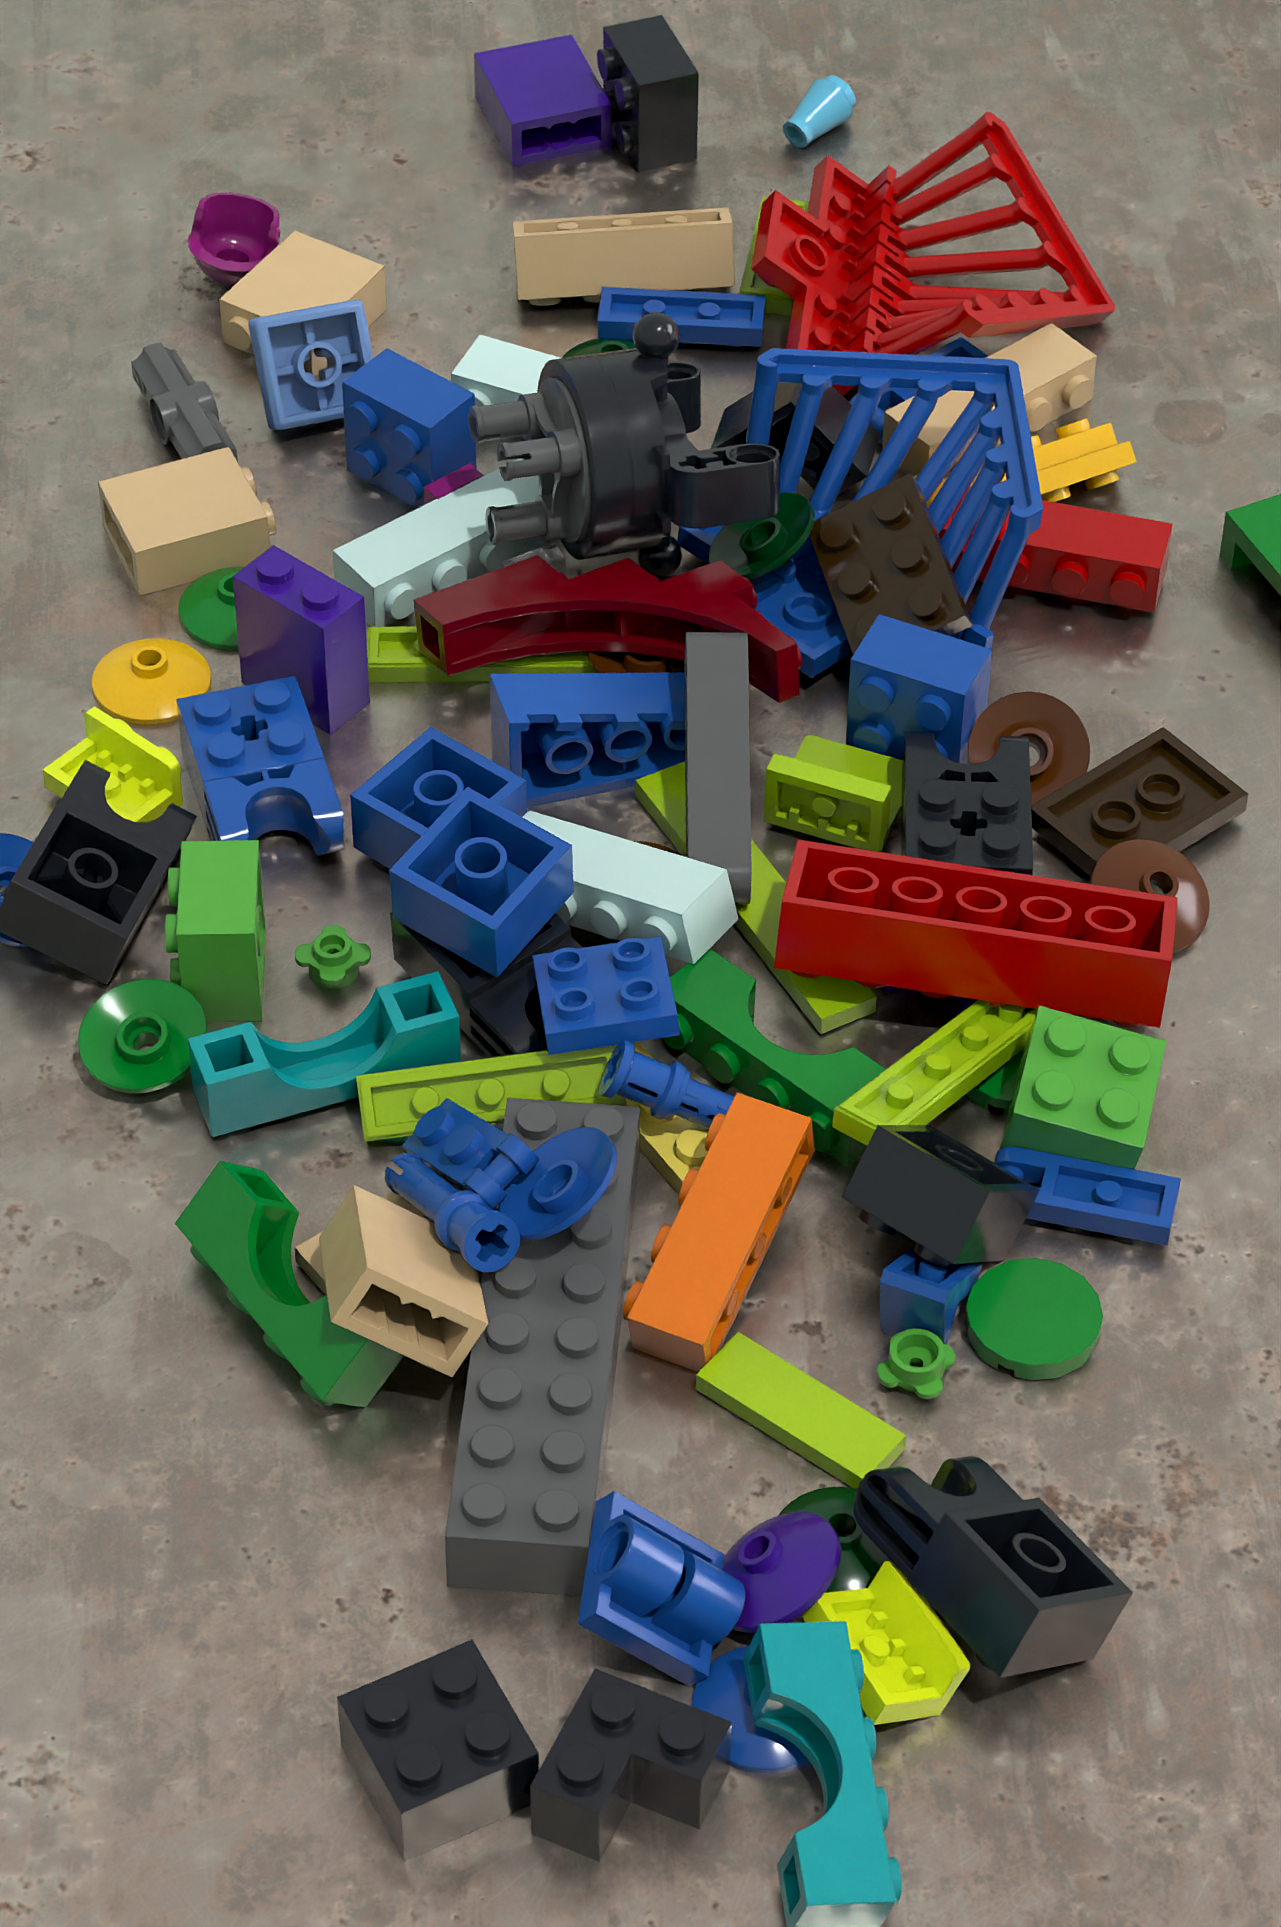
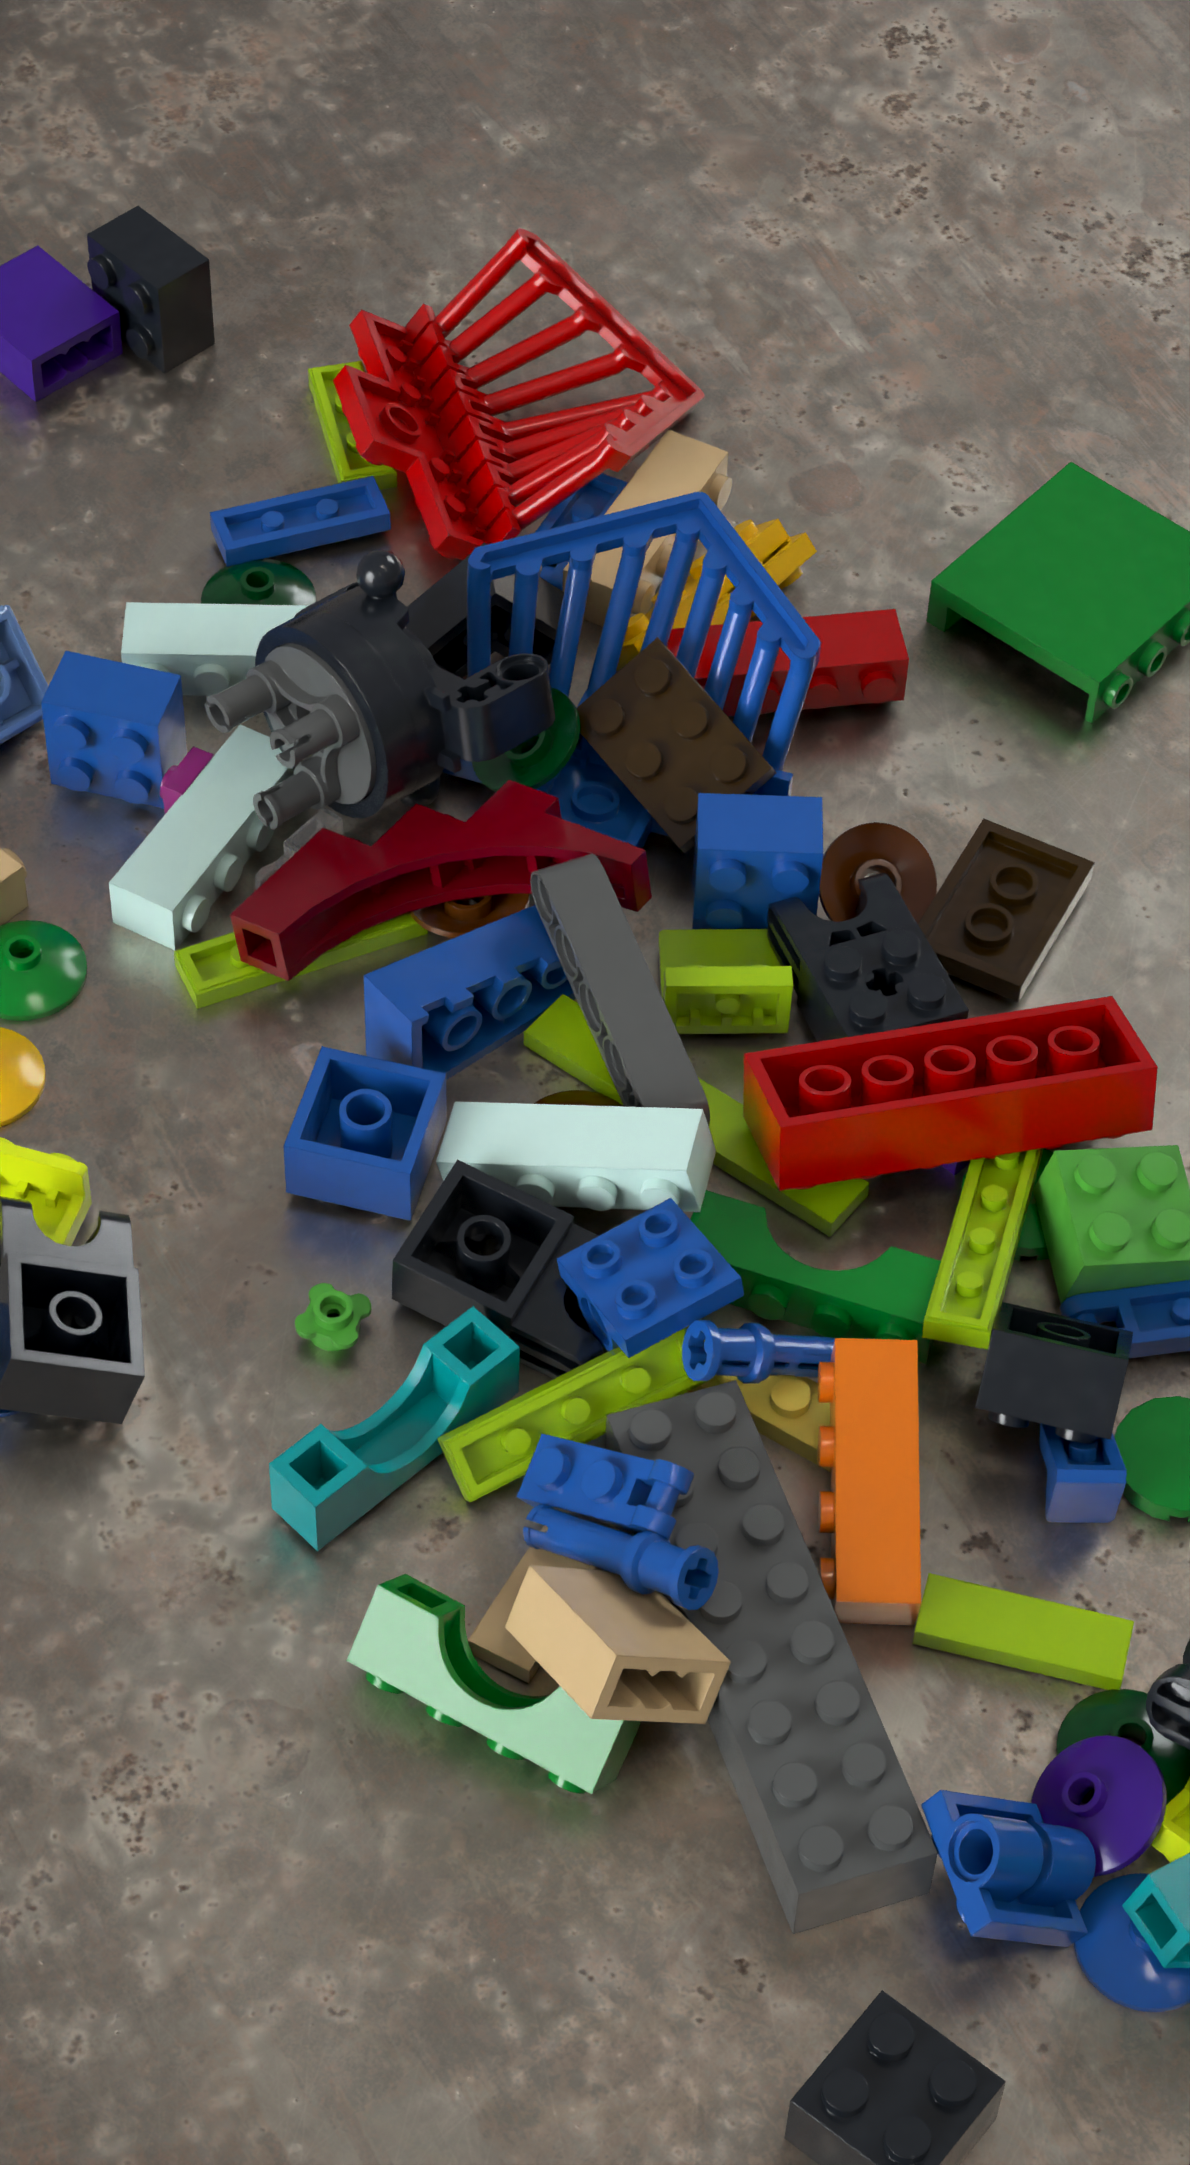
camera: 25 degrees left, 5 degrees up
(135, 1016) = (194, 1441): green dish -> none
(219, 928) = (225, 1333): bright green brick -> none
(259, 765) = (160, 1145): blue brick -> none
(303, 627) = (137, 991): dark purple brick -> none
(481, 881) = (485, 1202): blue brick -> none
(563, 1184) = (727, 1468): blue dish -> none
(623, 252) = (215, 470): tan brick -> none
(626, 1749) = (1062, 2041): black brick -> none
(822, 109) = (316, 257): medium azure cone -> none
(921, 1349) = (1104, 1528): bright green plate -> none
(1141, 862) = (1051, 974): reddish brown dish -> none

